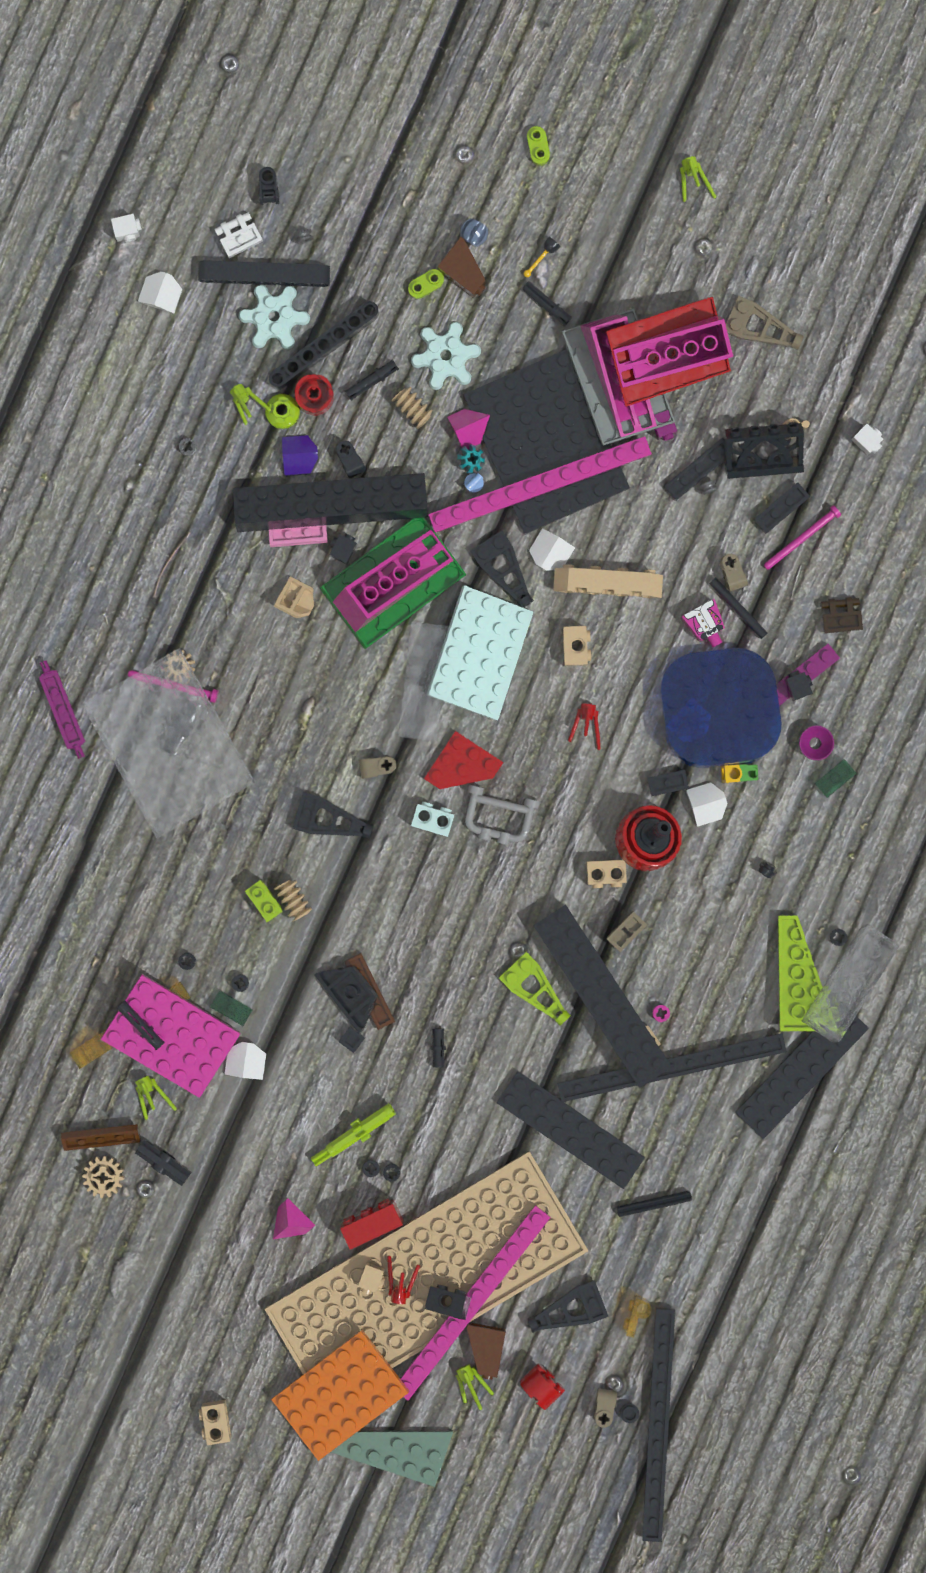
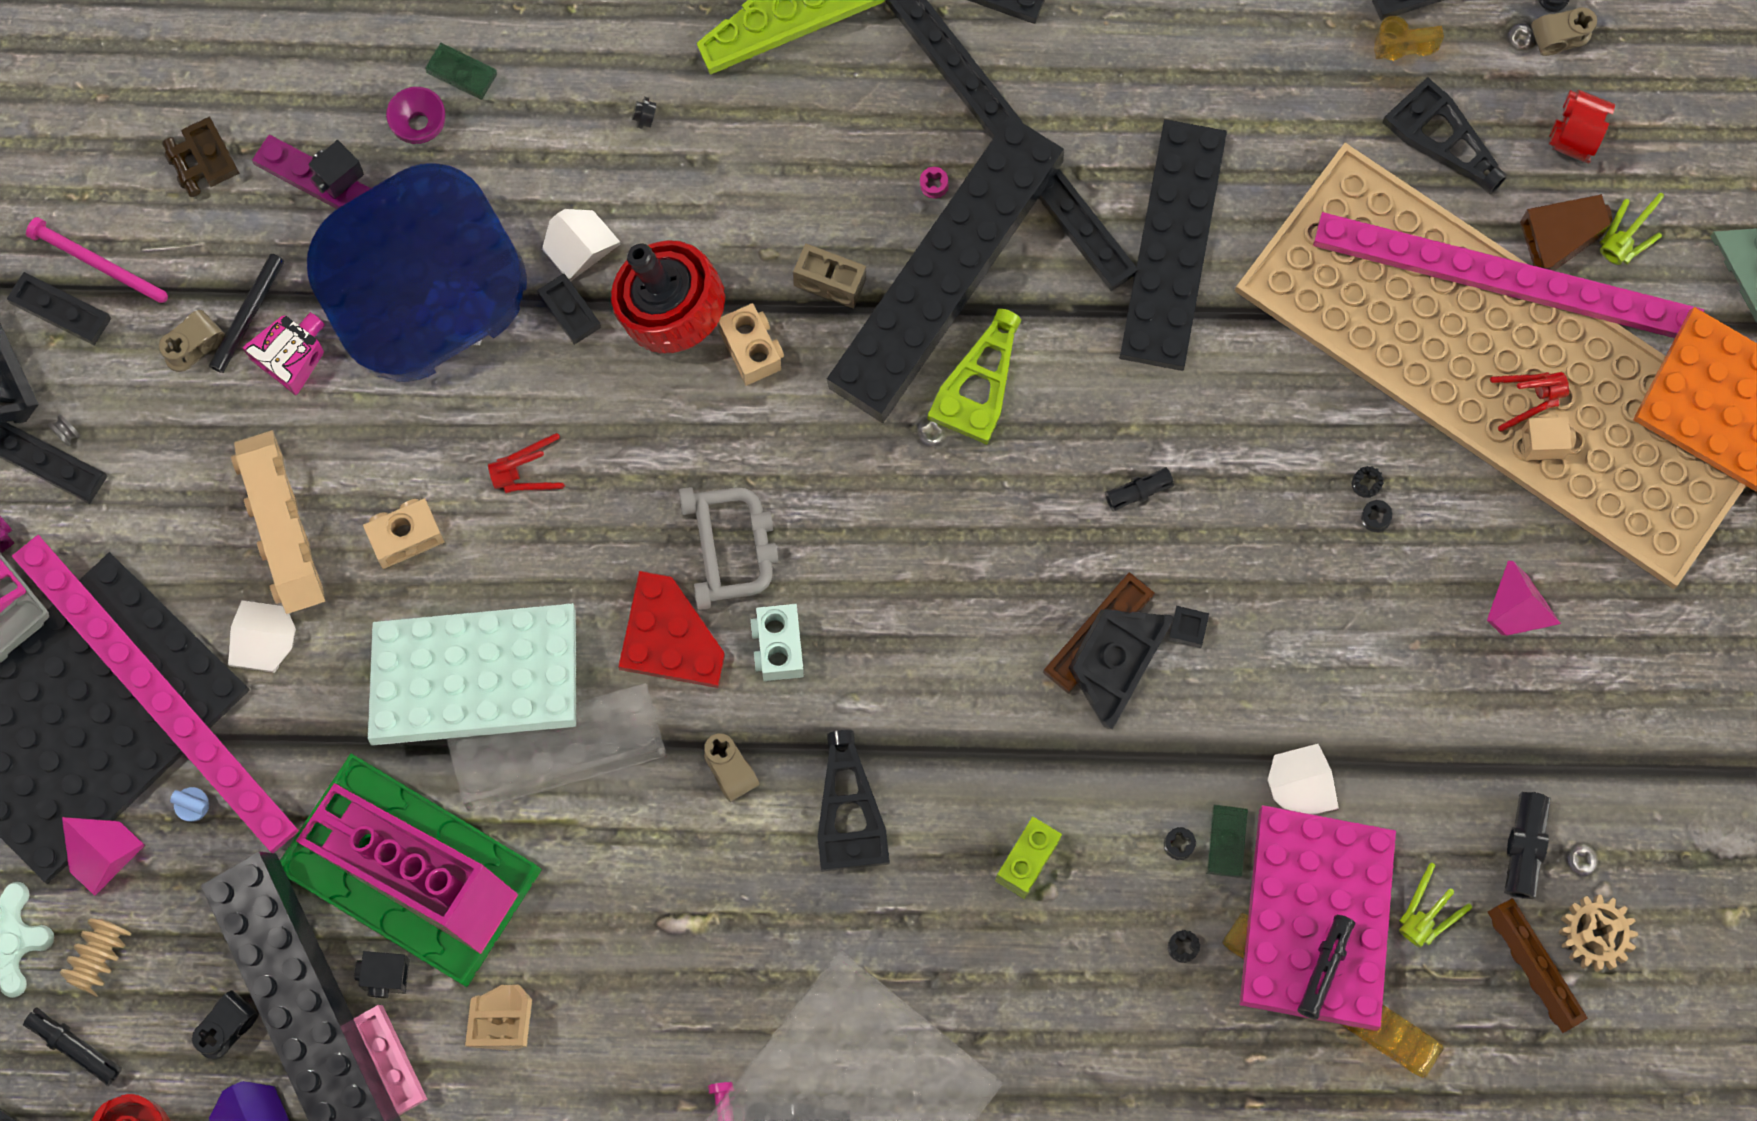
camera: 115 degrees left, 15 degrees down
(293, 899) = (1005, 810): tan piece -> none
(359, 1130) = (1328, 554): lime piece -> none
(371, 1223) = (1463, 472): red brick -> none
(436, 1302) = (1540, 320): black brick -> none
(475, 463) = (149, 811): teal piece -> none
(492, 549) = (295, 732): black plate -> none
(654, 1203) = (1227, 81): black axle -> none
(739, 773) = (511, 210): leg -> none

